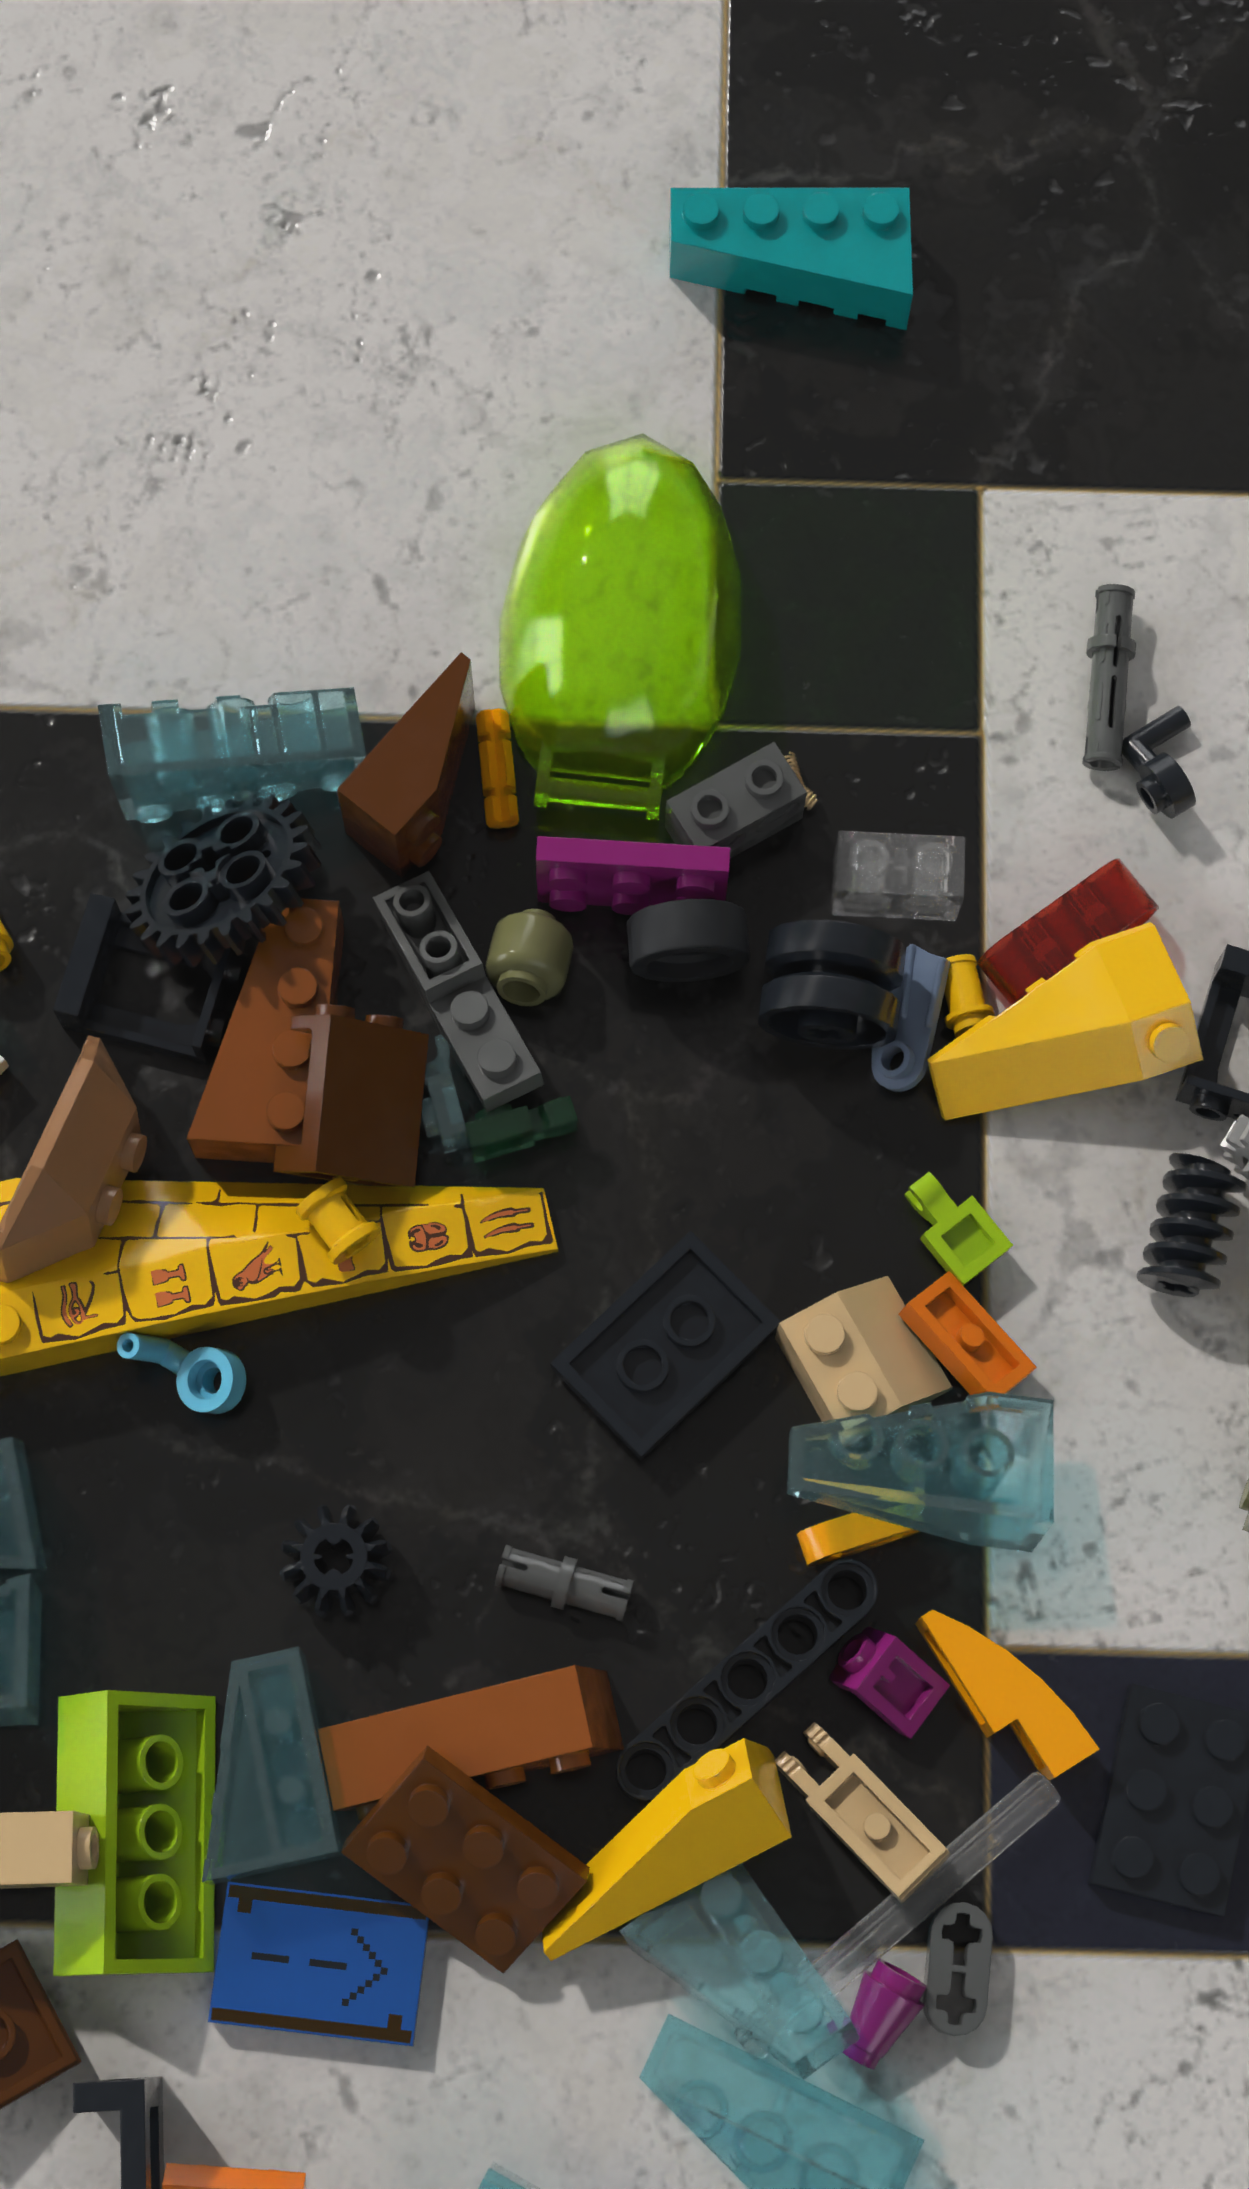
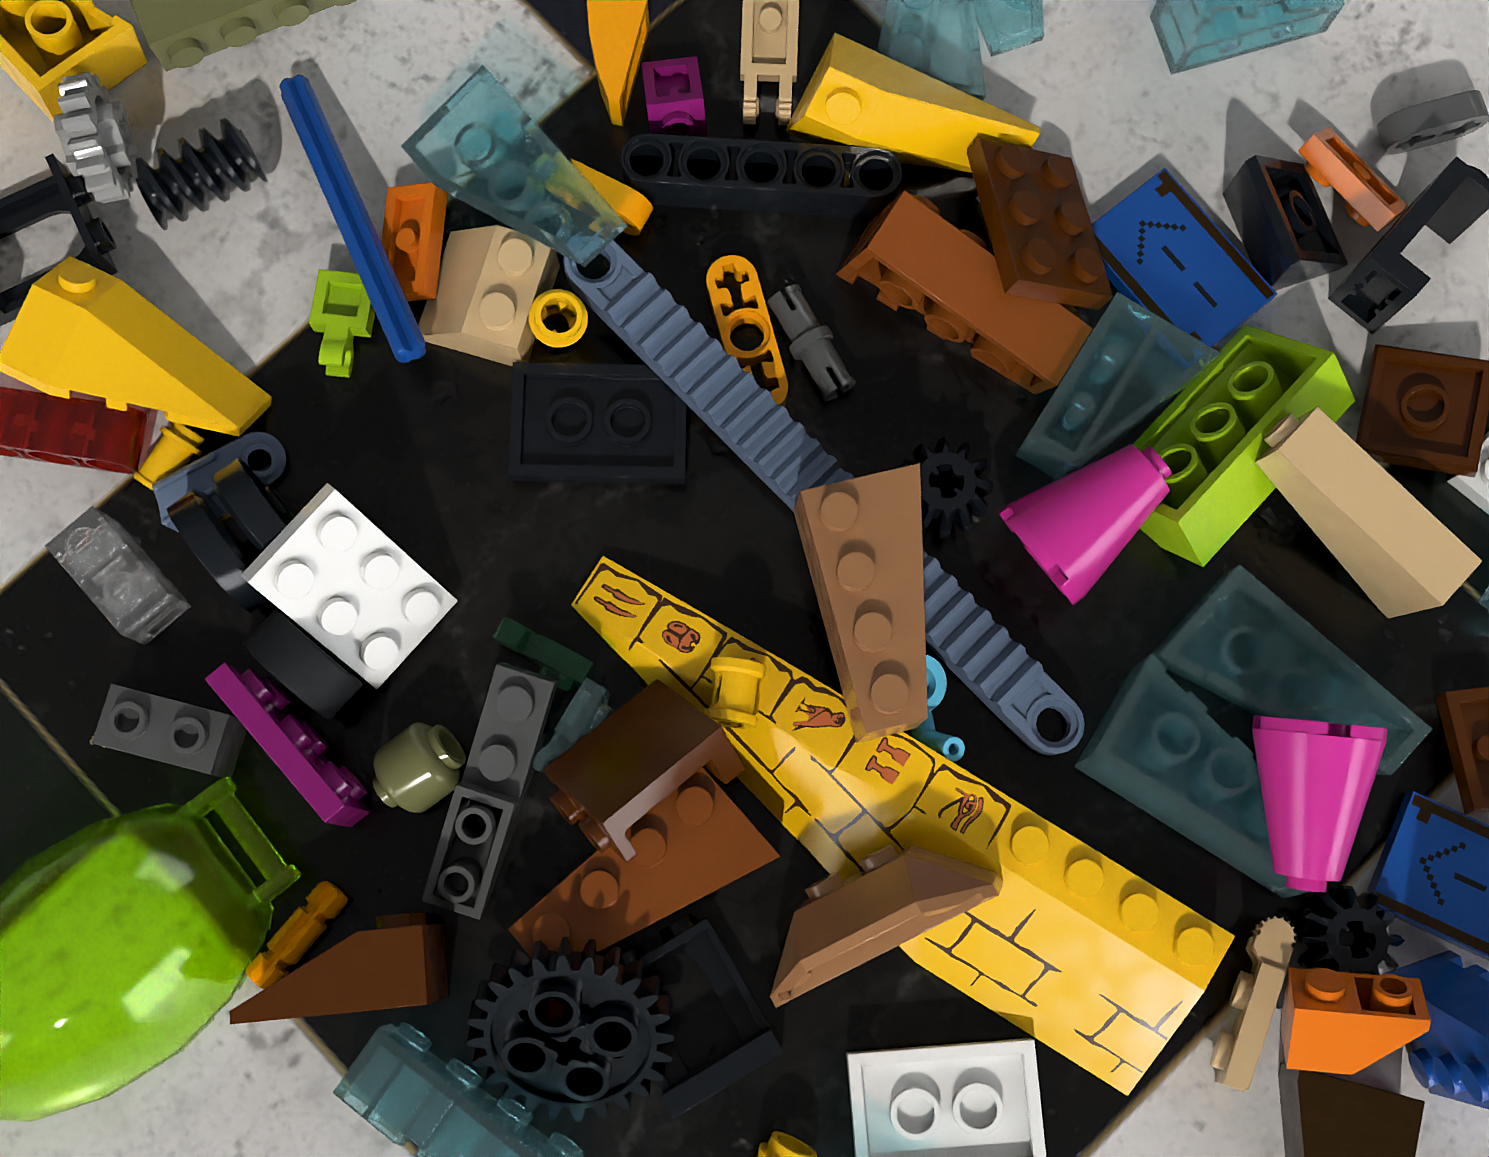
camera: 135 degrees left, 5 degrees up
(189, 1626) = (1088, 516): none -> dark pink cone
(254, 2101) = (1282, 222): none -> black slope
(313, 1396) = (870, 590): none -> medium nougat wedge
(422, 1454) = (792, 462): none -> sand blue gear
(571, 1525) = (751, 294): none -> light orange beam
(709, 1023) = (349, 586): none -> white plate
(767, 1368) = (559, 306): none -> yellow cone
(1034, 1310) = (353, 220): none -> blue axle

